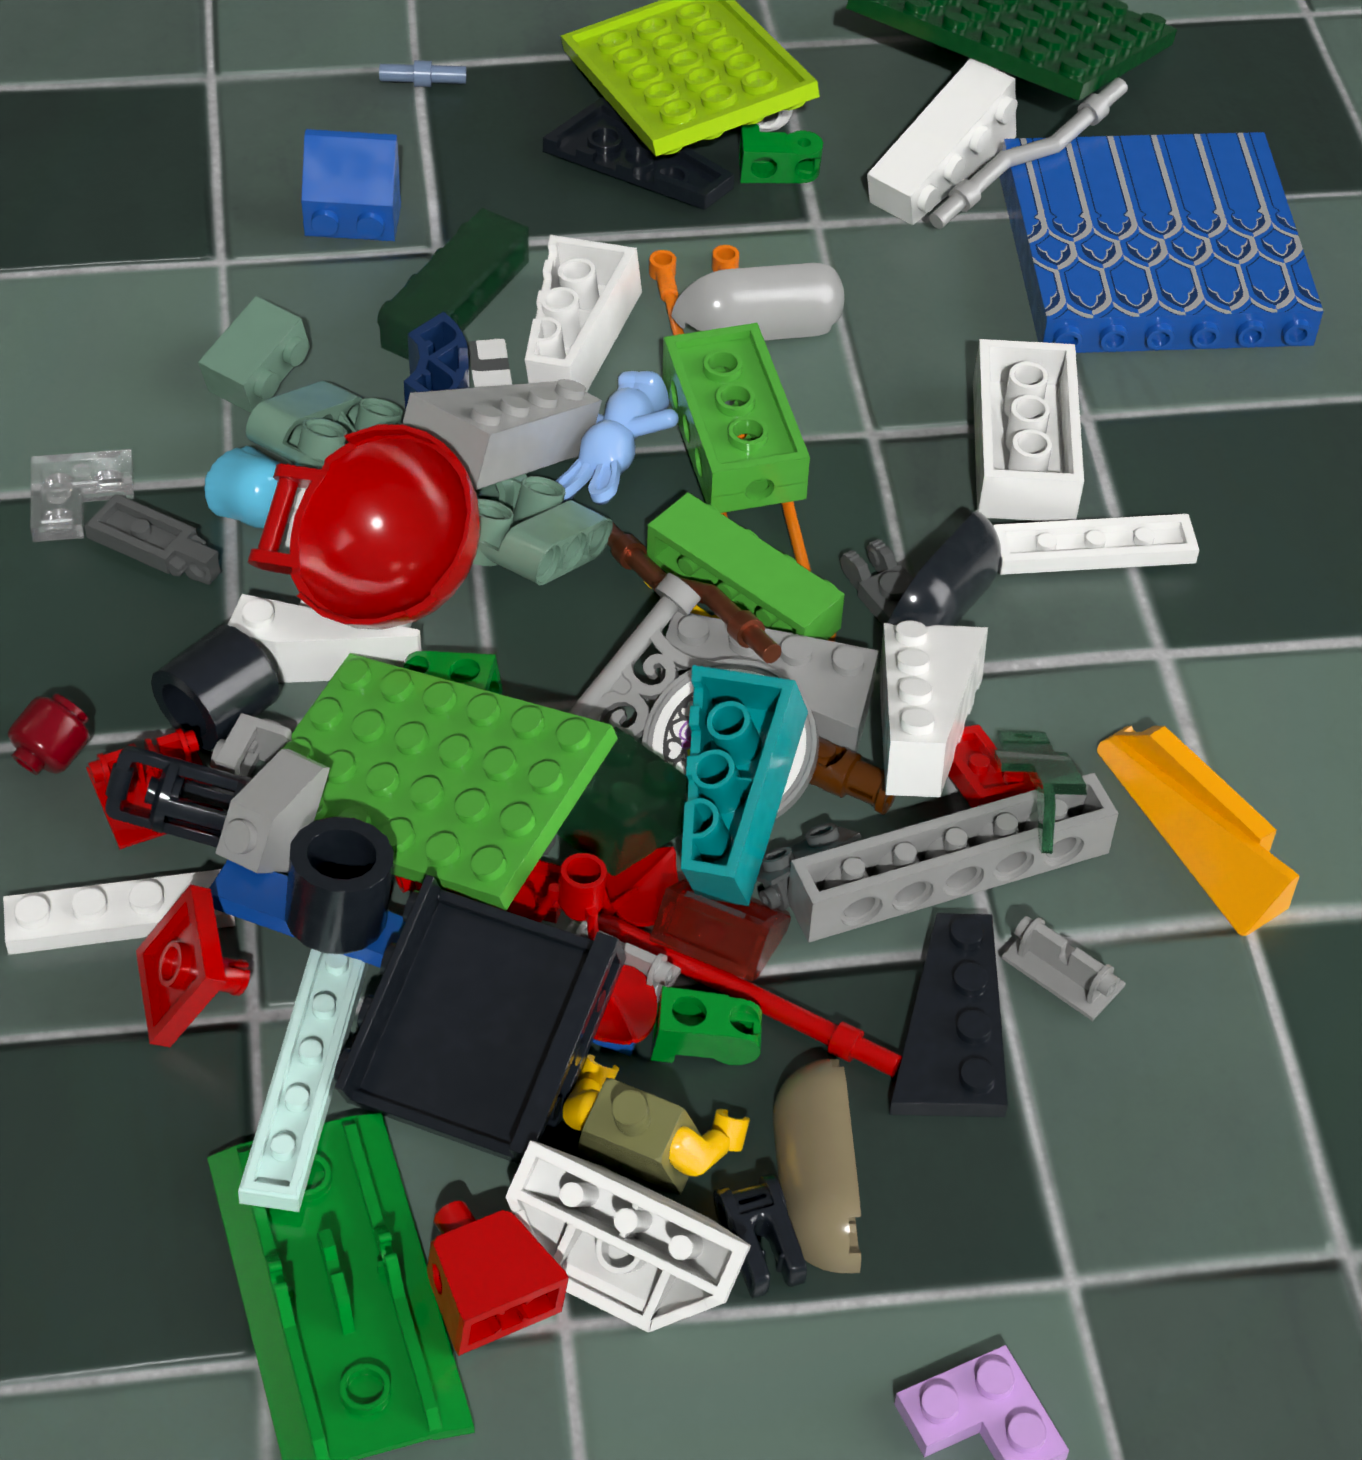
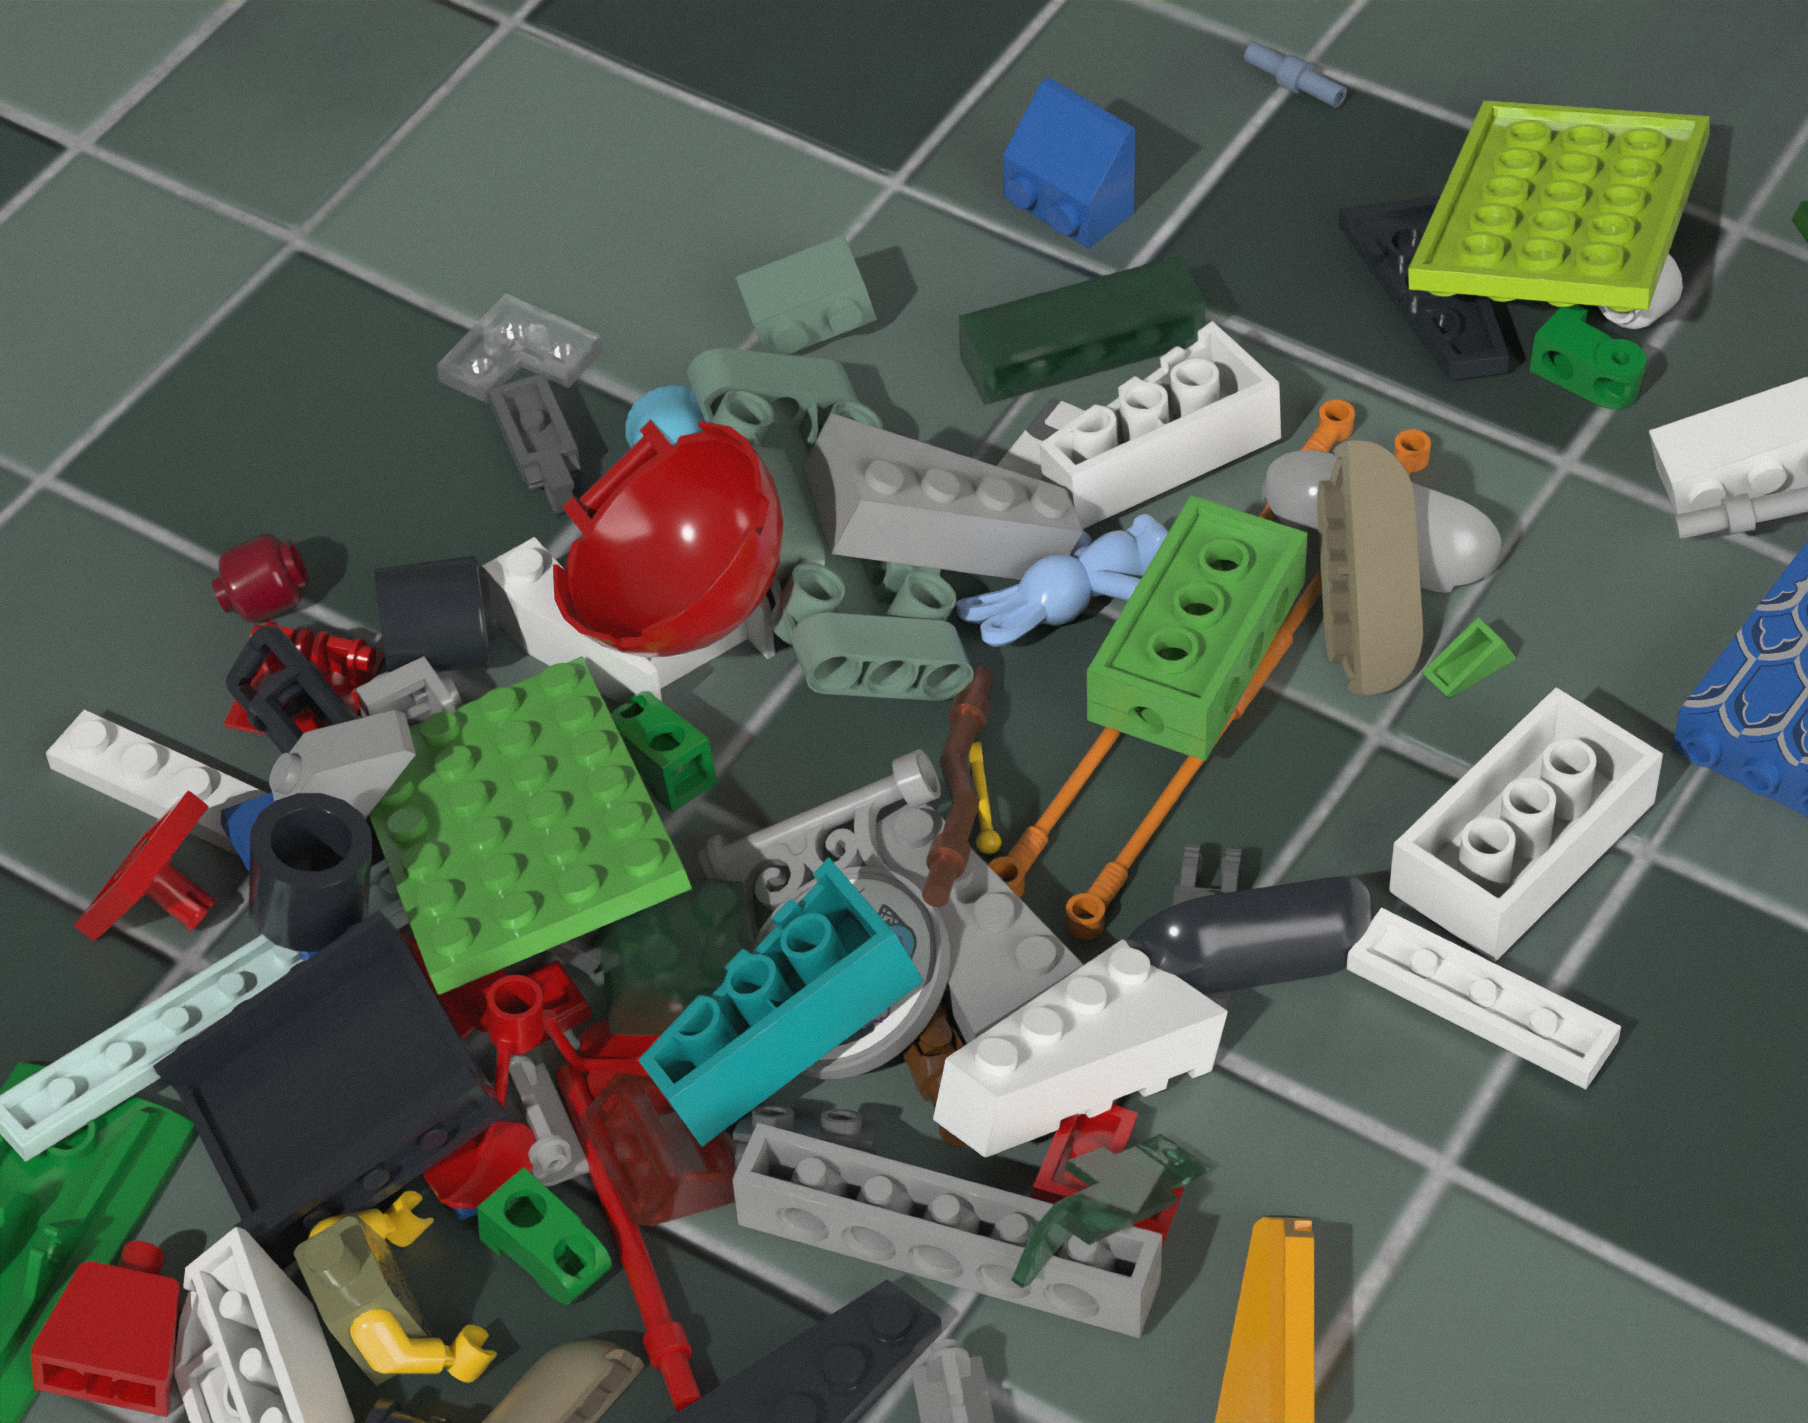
camera: 45 degrees right, 0 degrees up
(437, 357) = (965, 408): dark blue brick -> none
(709, 548) = (1043, 803): bright green brick -> none
(796, 331) = (1370, 567): none -> dark tan brick
(883, 361) = (1468, 659): none -> bright green piece

